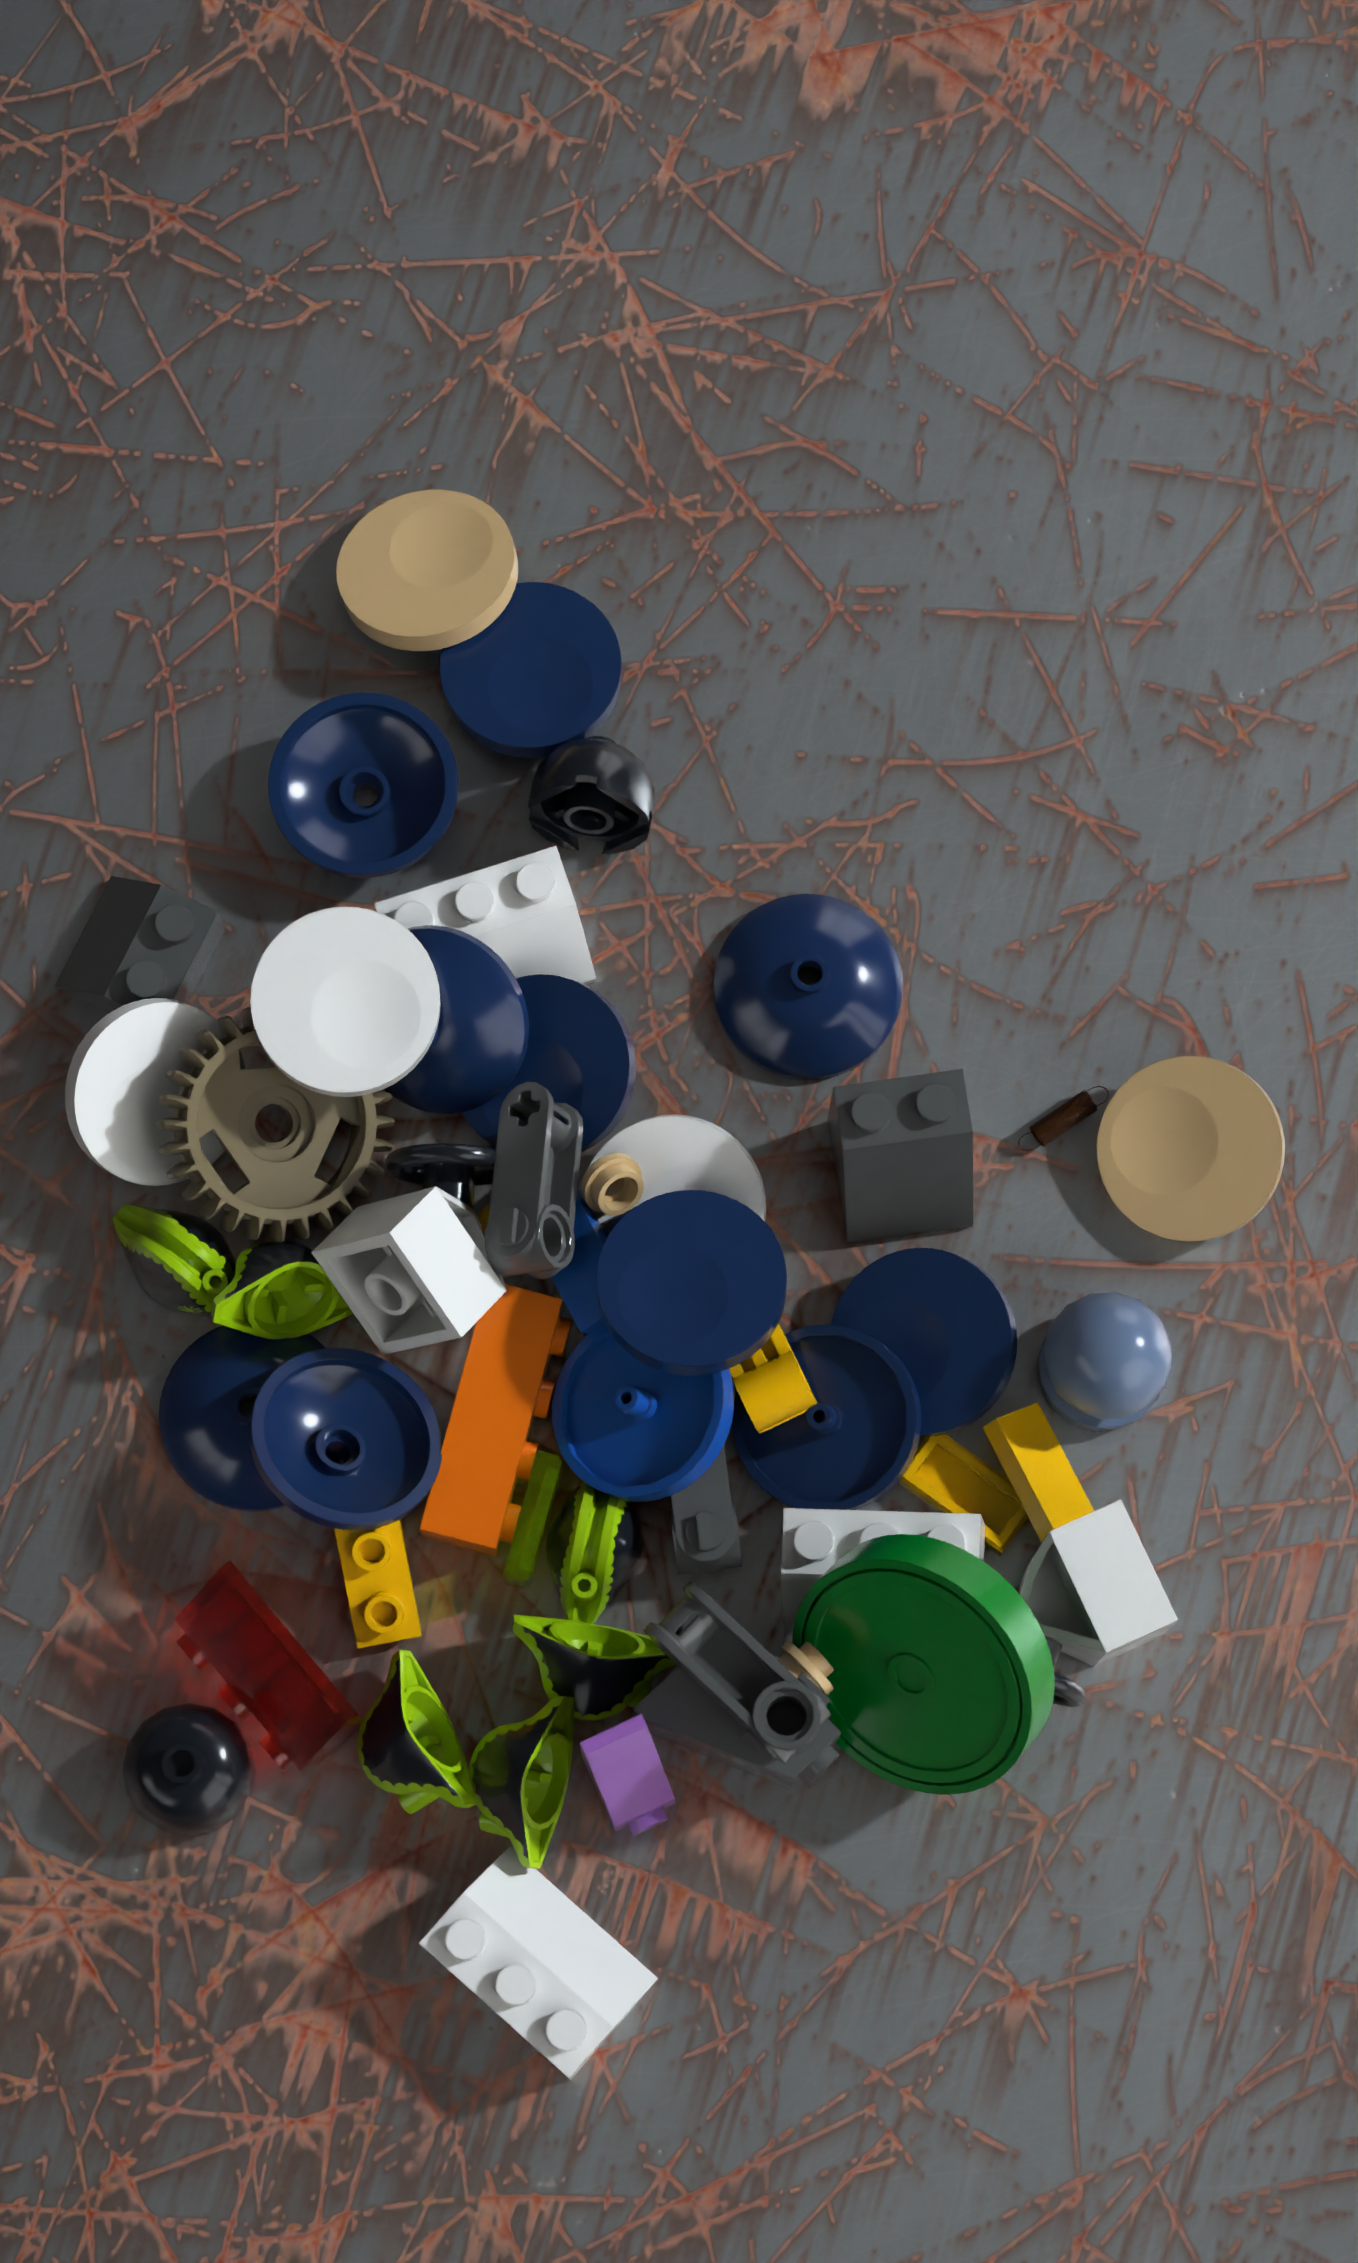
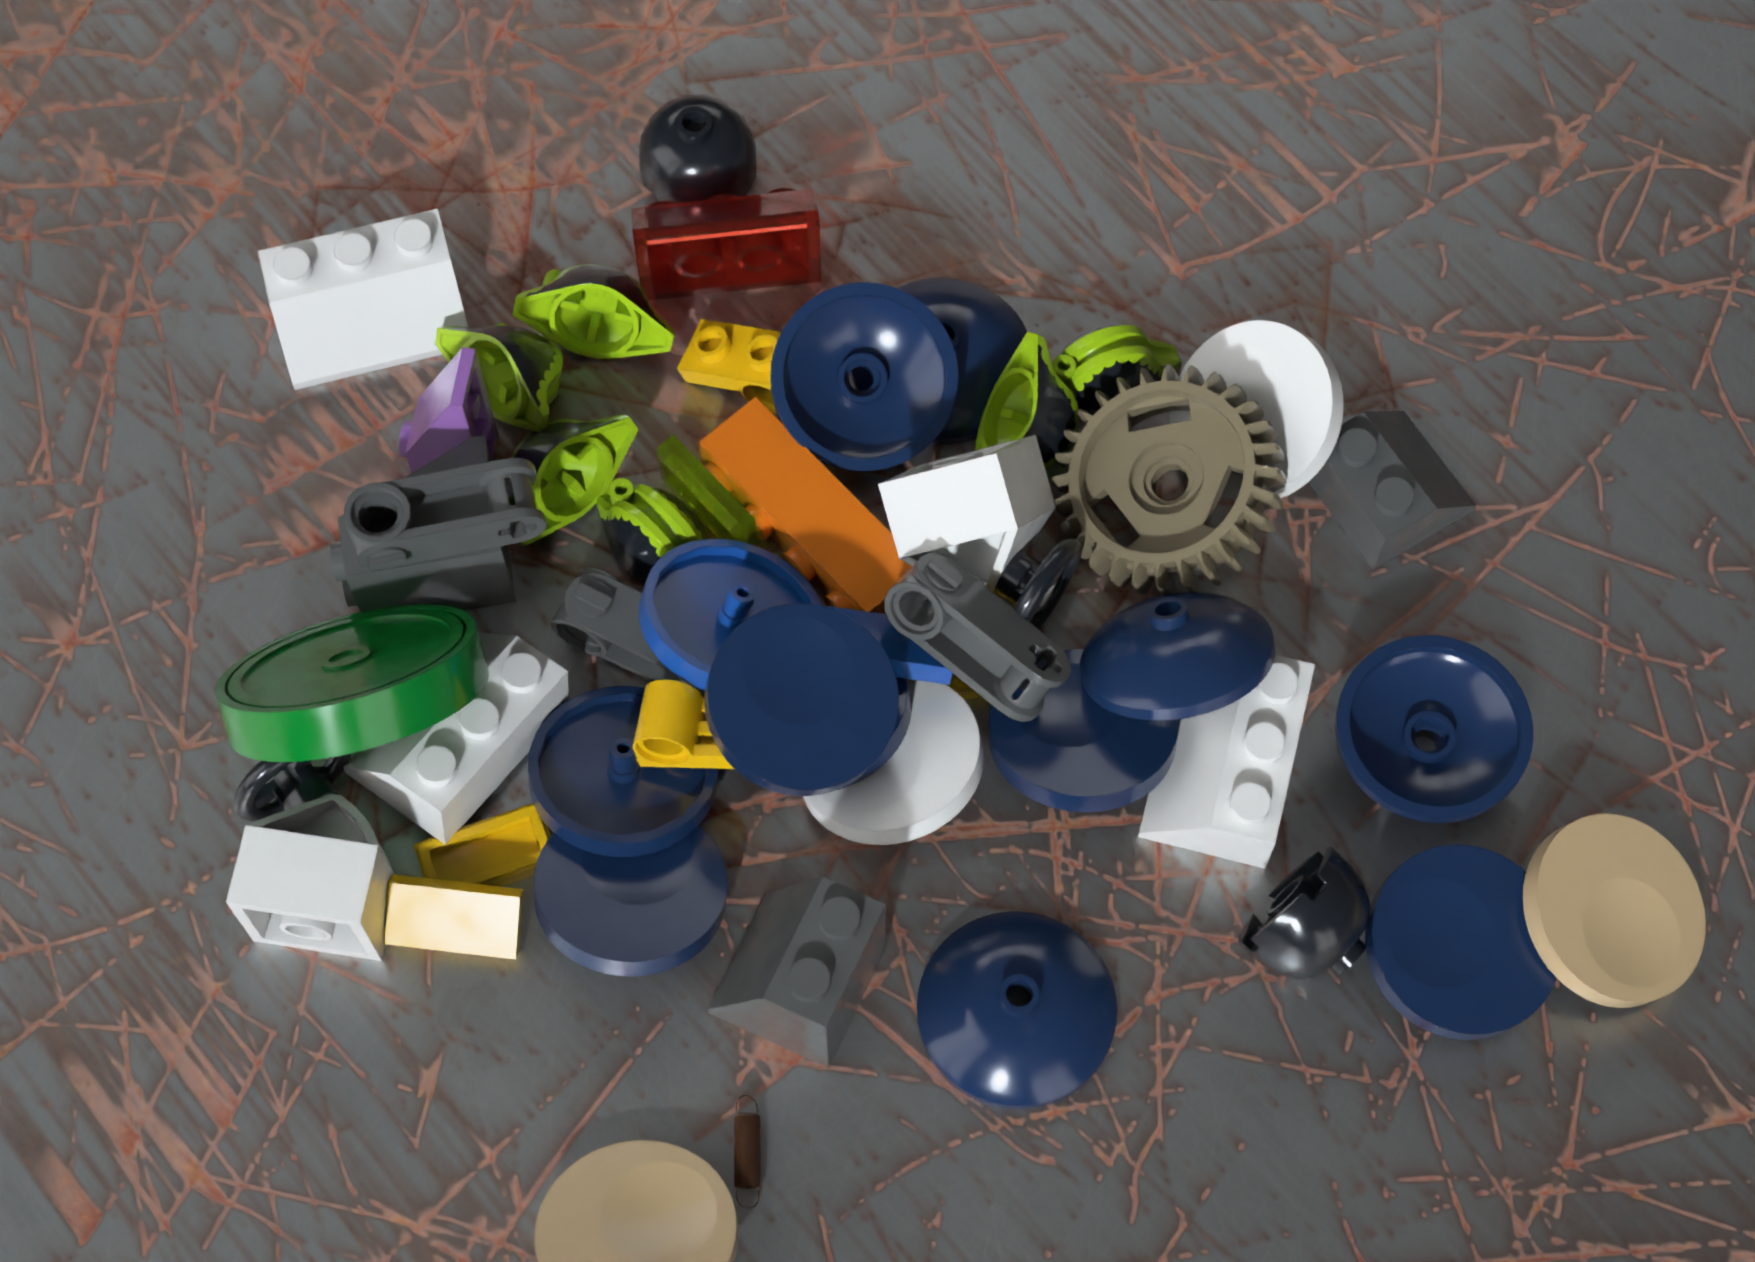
camera: 125 degrees right, 10 degrees down
(345, 1001) = (1230, 559): white piece -> none
(612, 1184) = (935, 702): tan plate -> none
(809, 1662) = (419, 590): tan plate -> none
(1104, 1361) = (503, 1027): sand blue tile -> none

